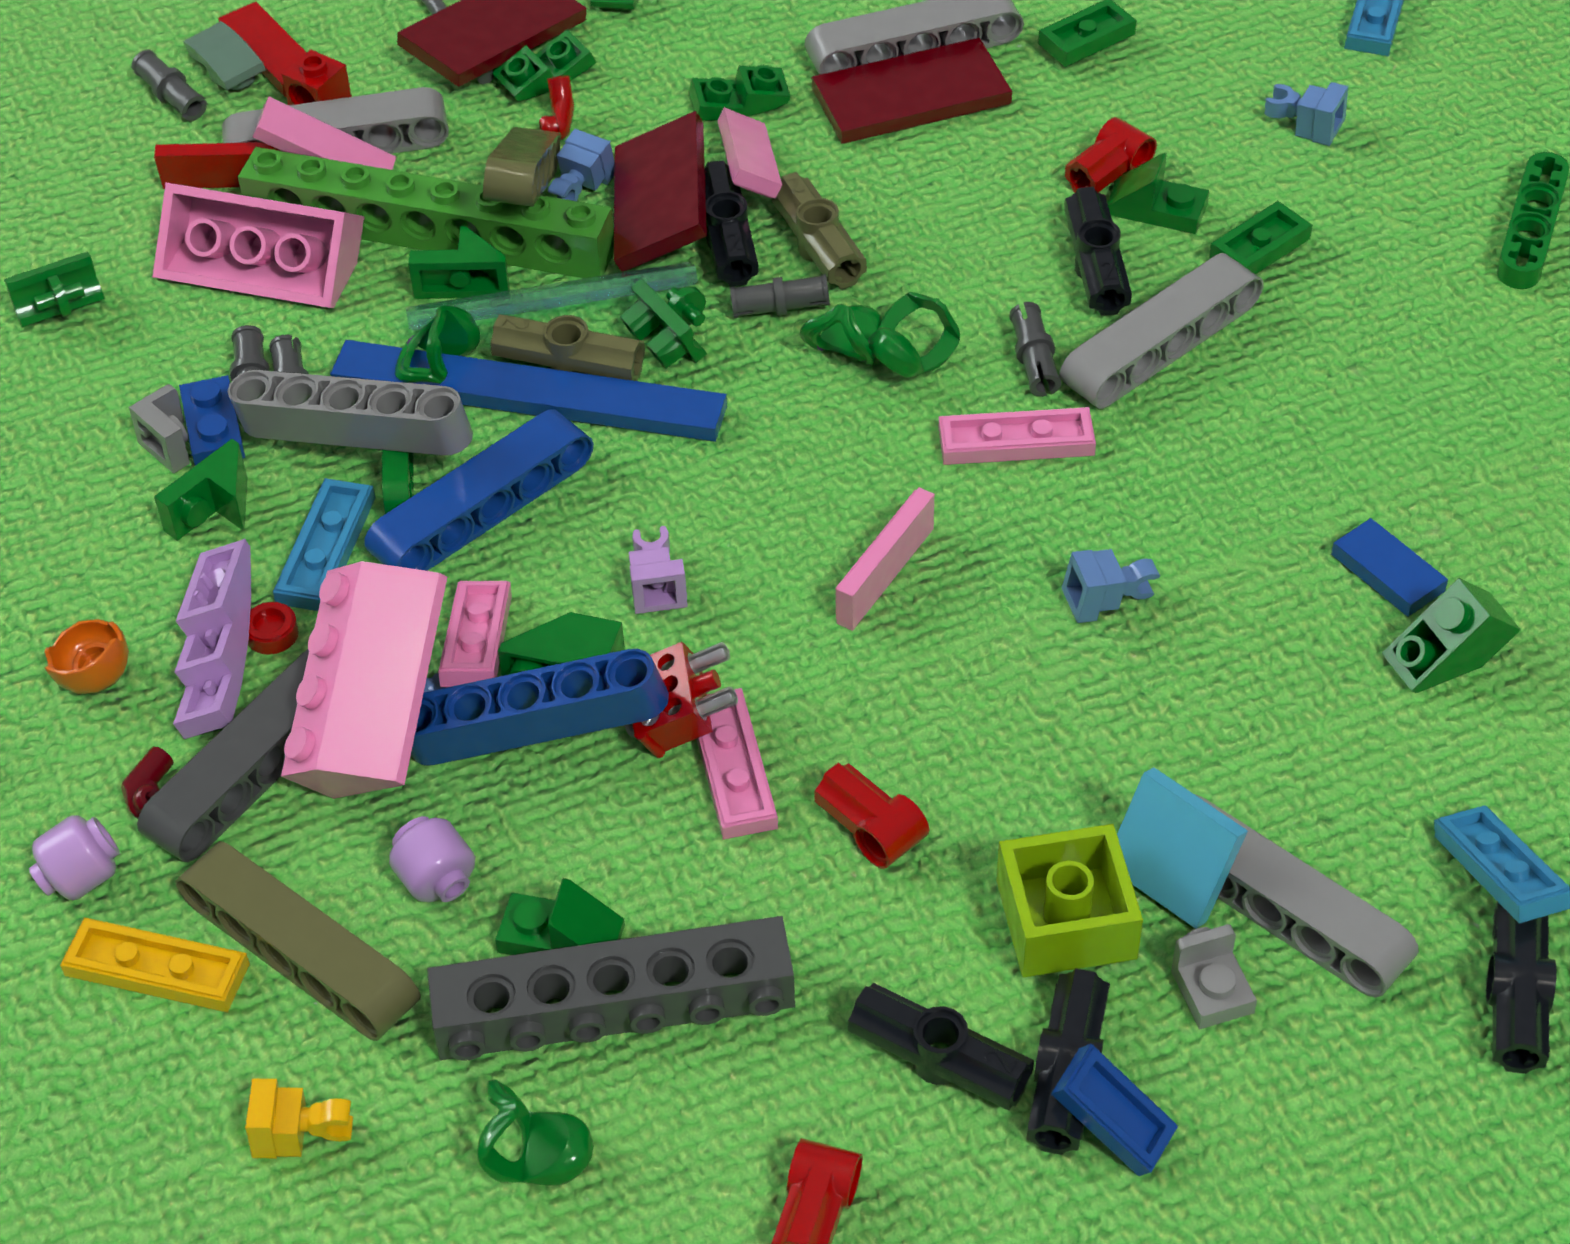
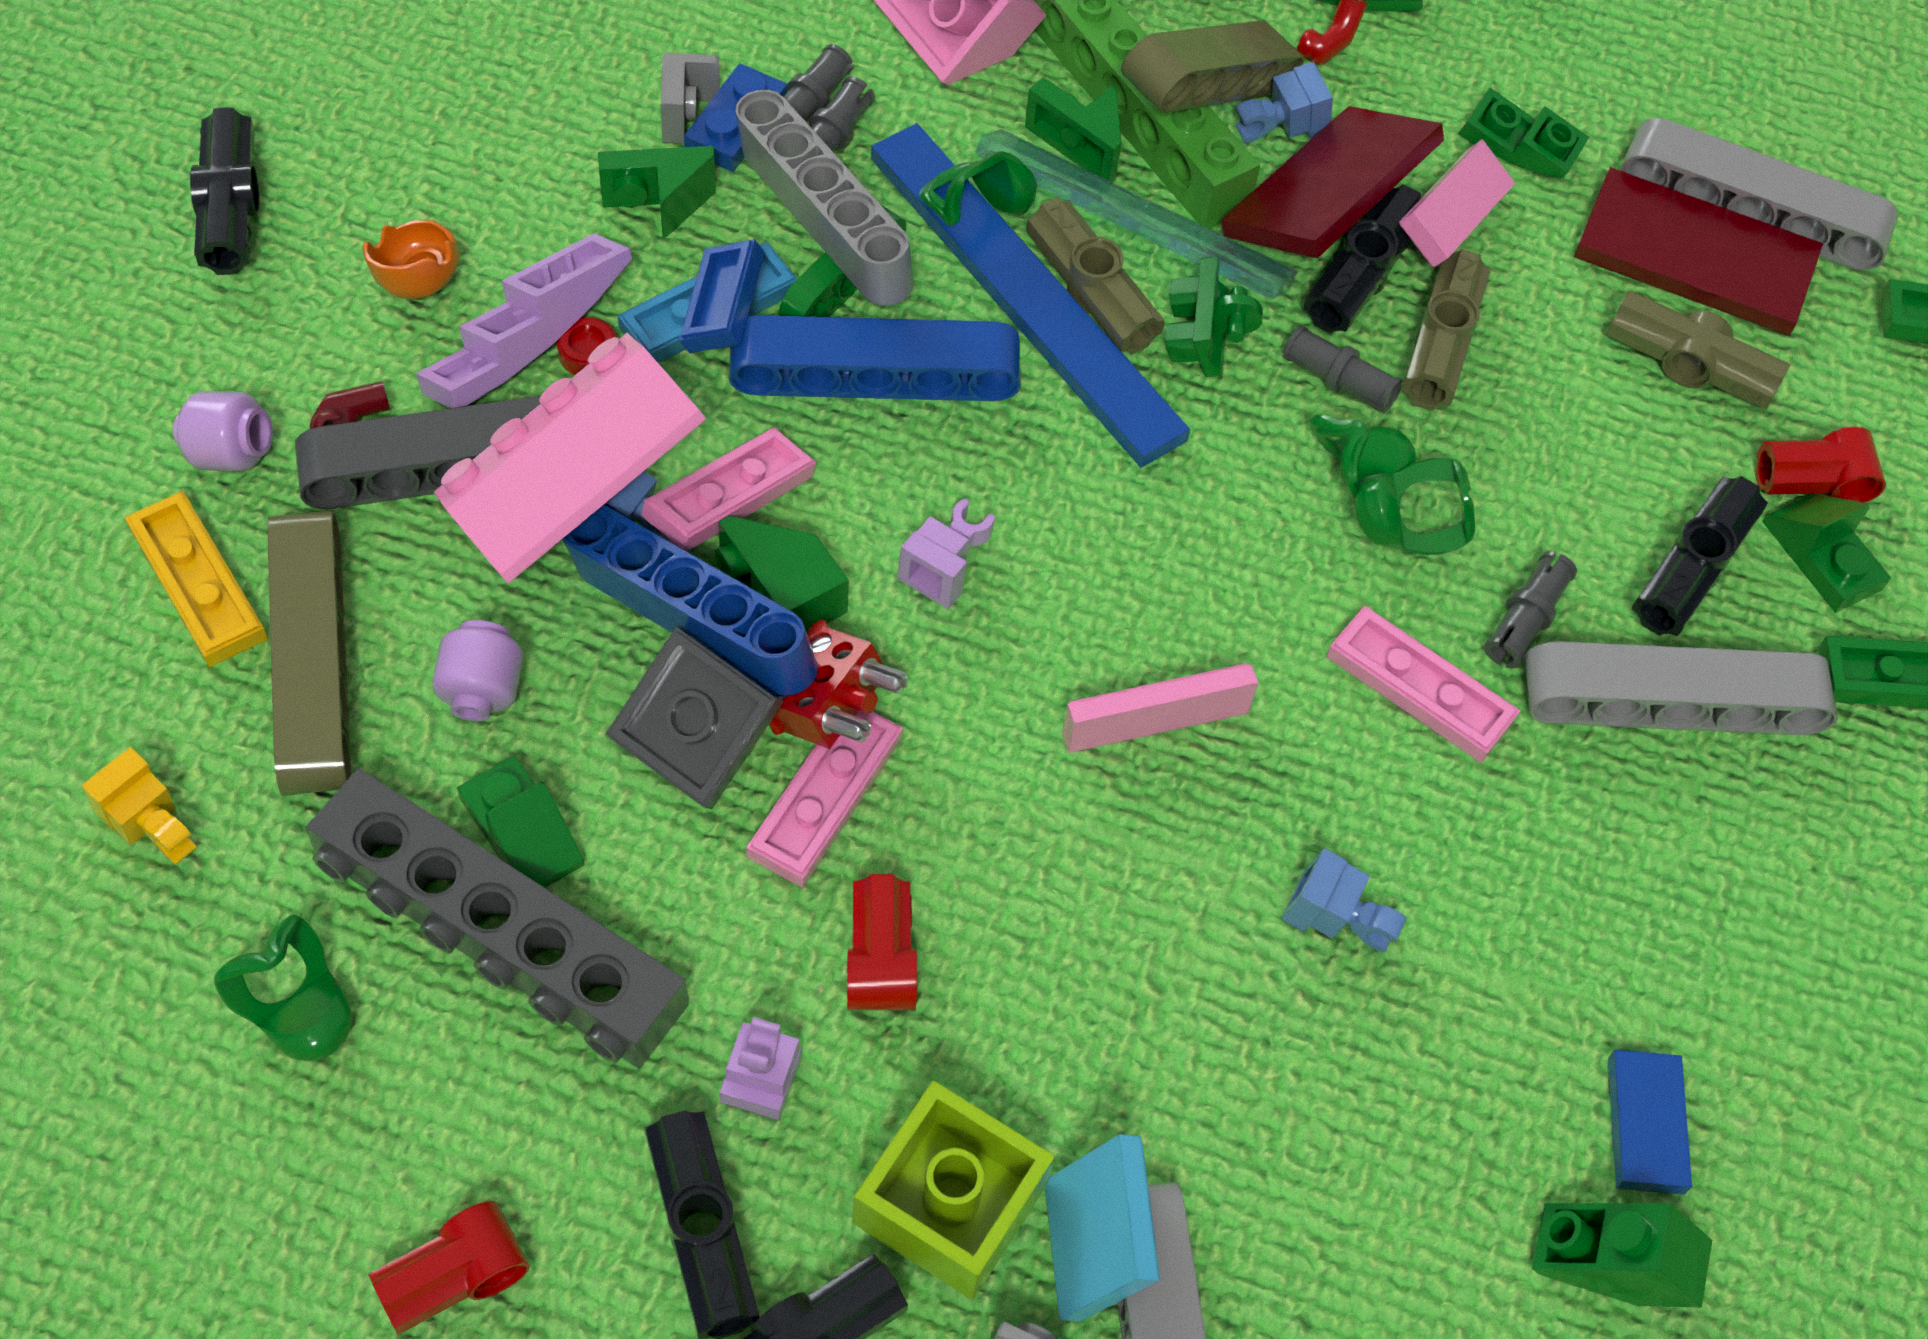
camera: 35 degrees right, 10 degrees up
(340, 522) = (722, 296): none -> blue tile
(608, 777) = (694, 717): none -> dark grey tile
(875, 936) = (761, 1069): none -> lavender piece
(973, 142) = (1698, 349): none -> olive piece

